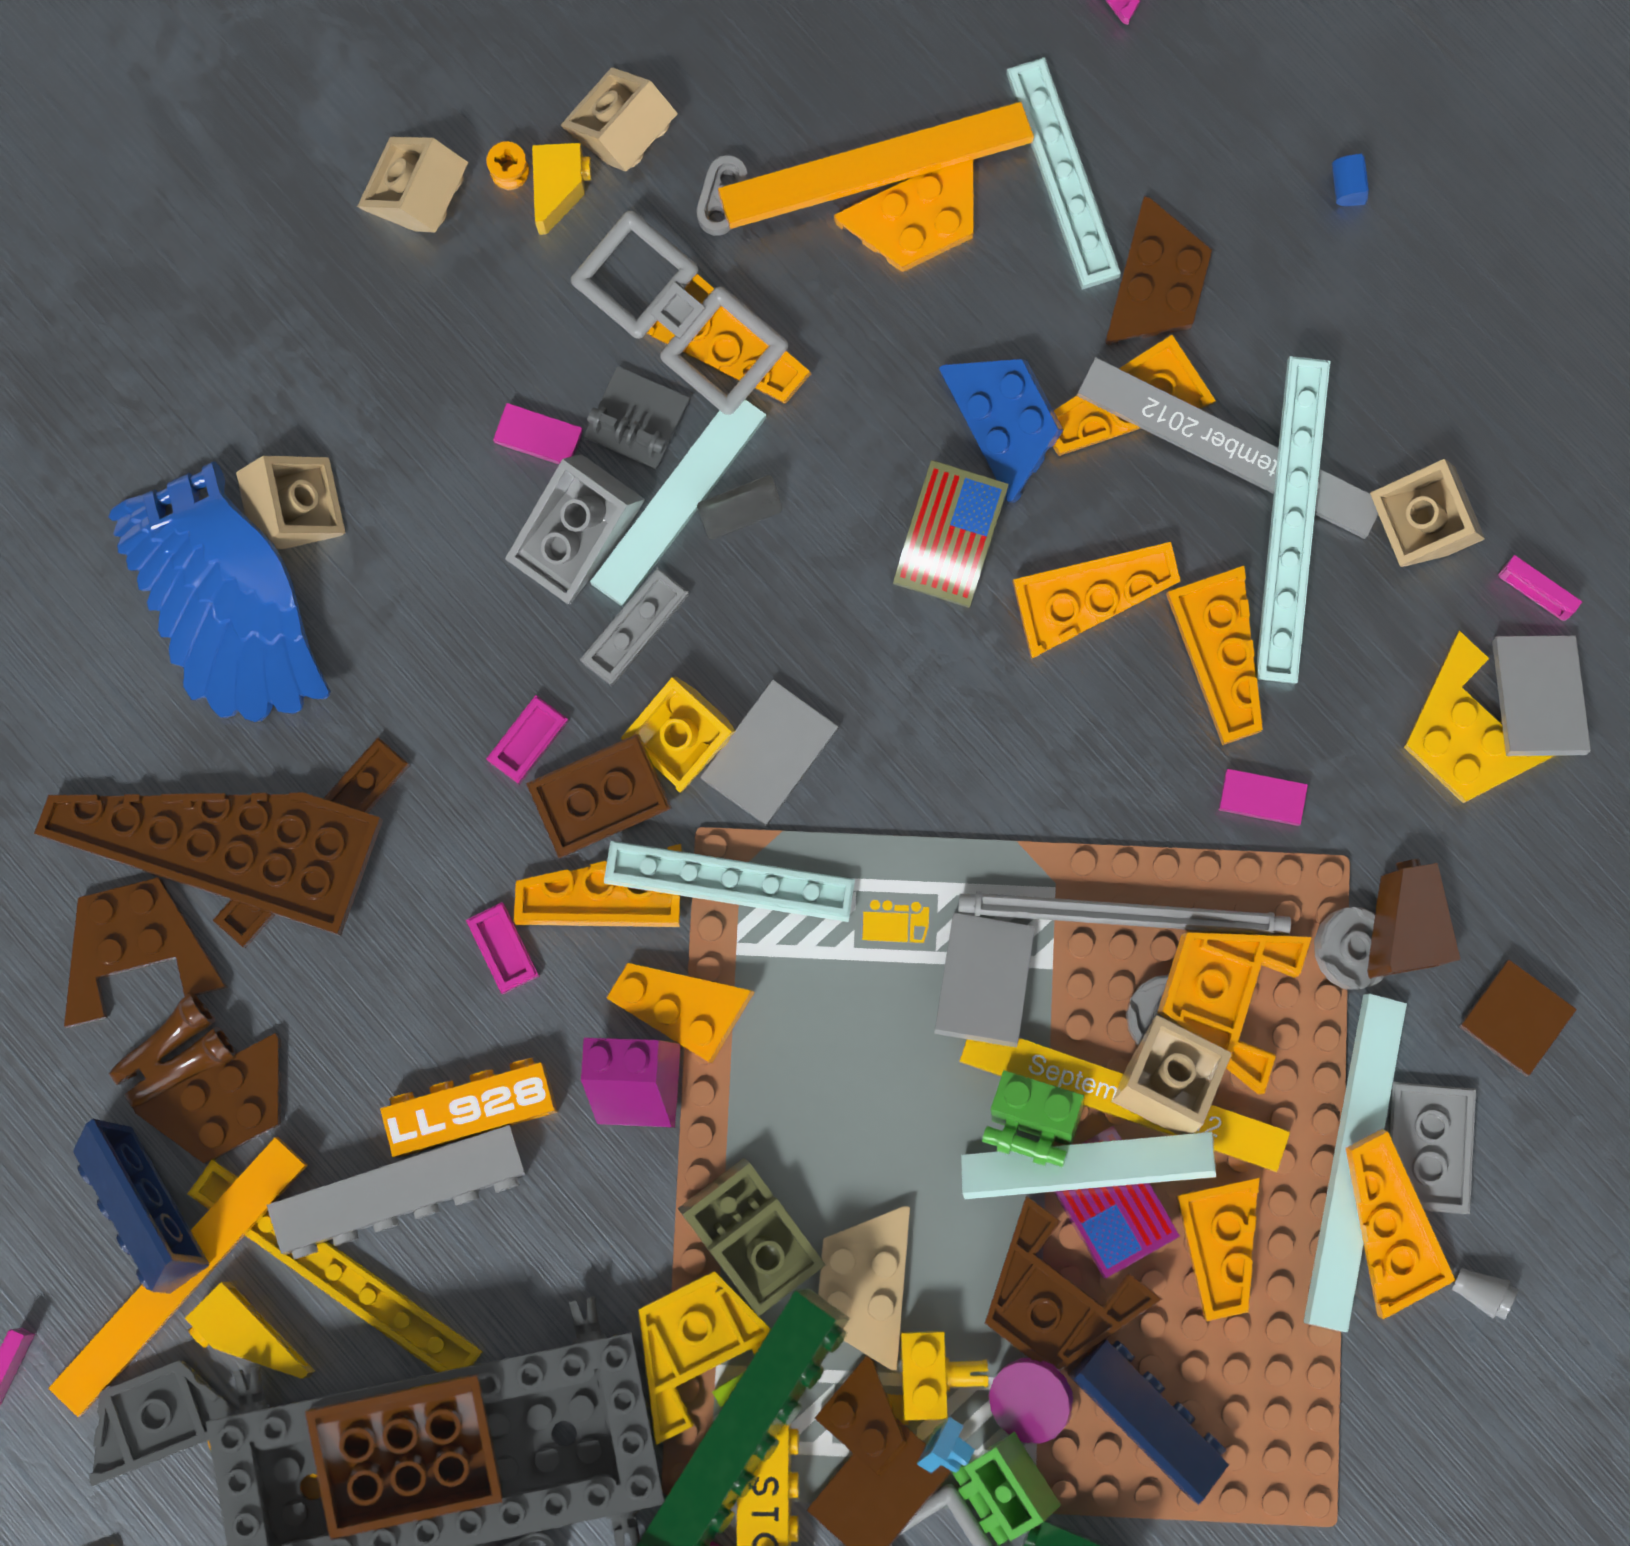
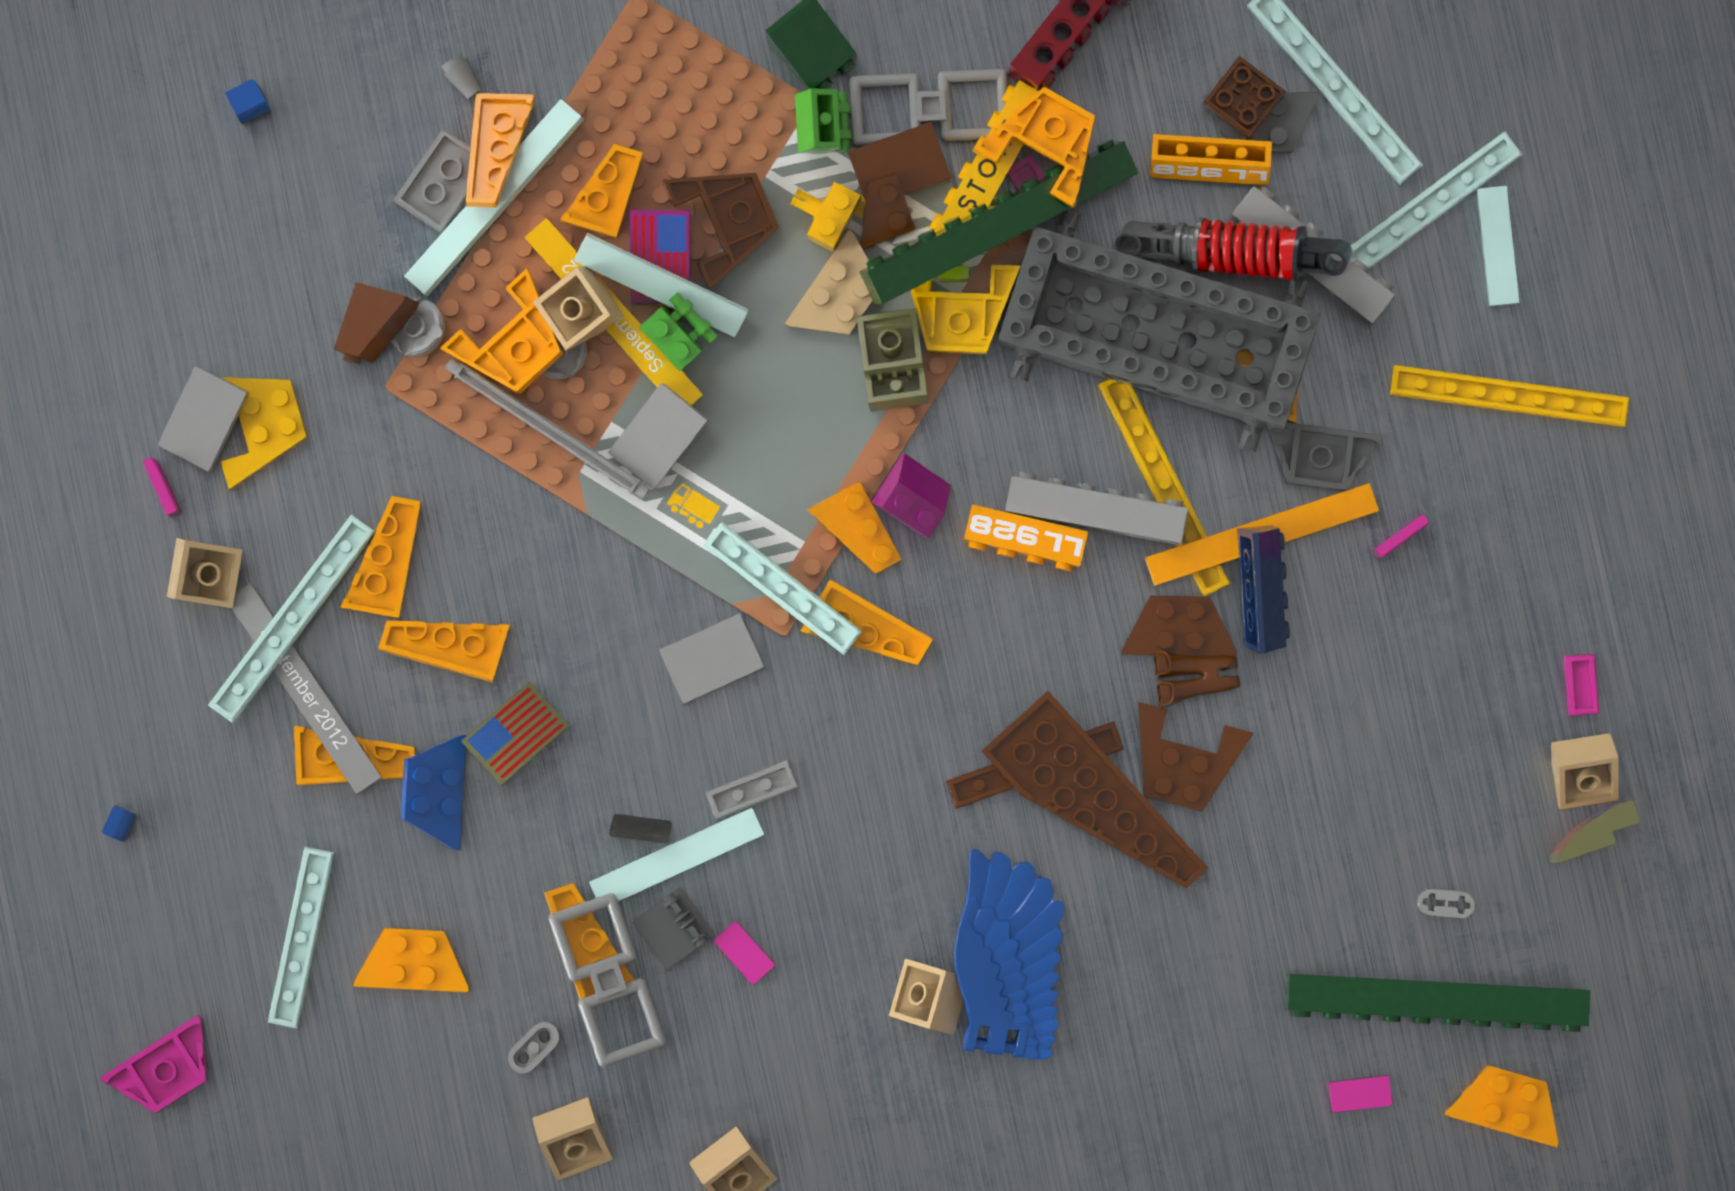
camera: 150 degrees left, 5 degrees up
(237, 1328) = (1241, 480): yellow slope -> none
(404, 1456) = (1174, 338): reddish brown slope -> none
(502, 948) = (949, 628): dark pink tile -> none
(509, 175) = (663, 1144): light orange wheel -> none
(527, 739) = (861, 754): dark pink tile -> none
(558, 181) = (636, 1117): yellow slope -> none
(574, 527) = (754, 875): light grey slope -> none
(599, 795) = (835, 690): reddish brown tile -> none
(681, 732) = (761, 701): yellow slope -> none
(875, 165) = (422, 1008): light orange tile -> none
(946, 1448) = (845, 165): dark azure tile -> none
(1031, 1400) = (777, 165): magenta tile -> none
(1149, 1420) = (712, 113): dark blue slope -> none
(1159, 278) = (280, 830): reddish brown wing -> none
(1263, 797) = (416, 454): dark pink tile -> none
(1517, 1018) = (341, 228): reddish brown tile -> none

